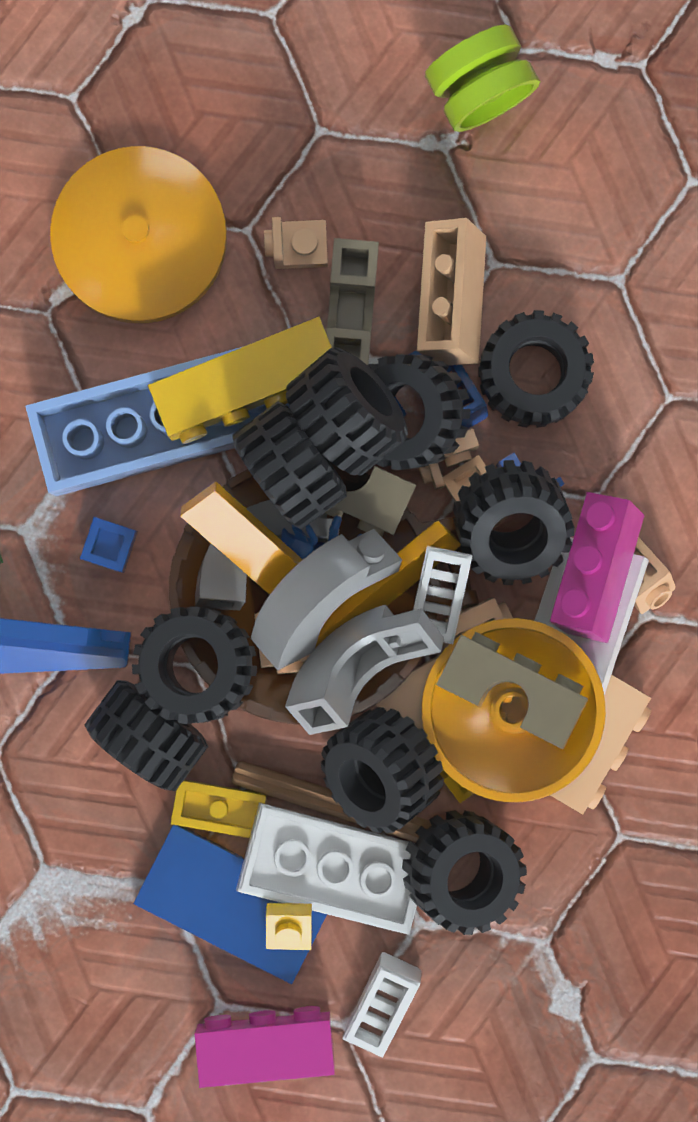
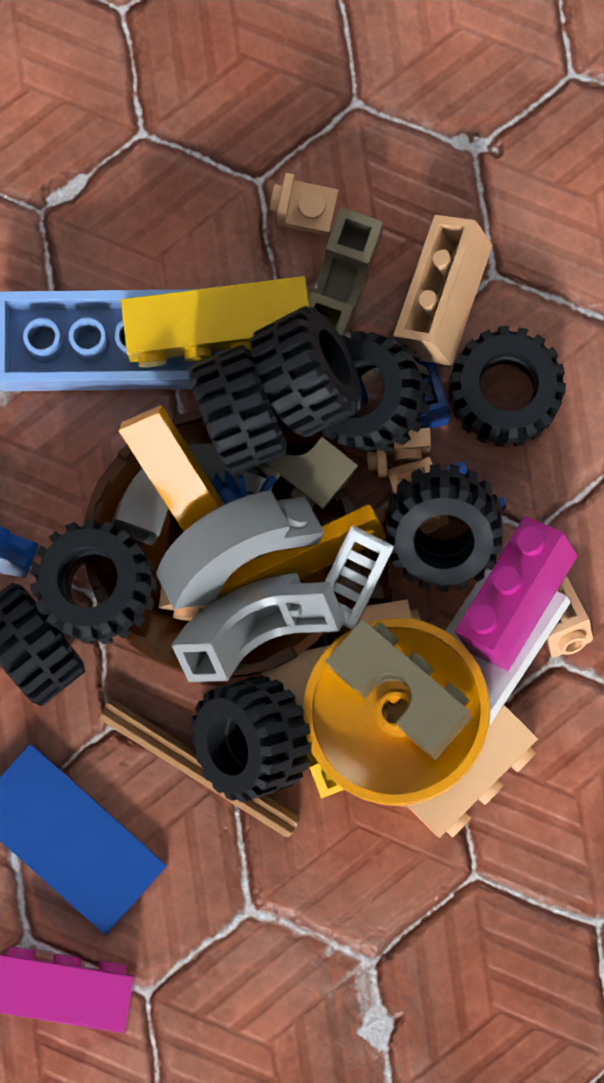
camera: 15 degrees right, 5 degrees down
(108, 544) = (40, 451): blue plate -> none
(138, 234) = (151, 158): light orange dish -> none
(216, 808) = (79, 740): yellow plate -> none
(289, 926) = (117, 873): yellow plate -> none
(328, 866) = (178, 829): white tile -> none
(395, 979) = (215, 951): white slope -> none
(482, 78) = (526, 90): lime wheel -> none
(488, 893) = (335, 884): black tyre -> none

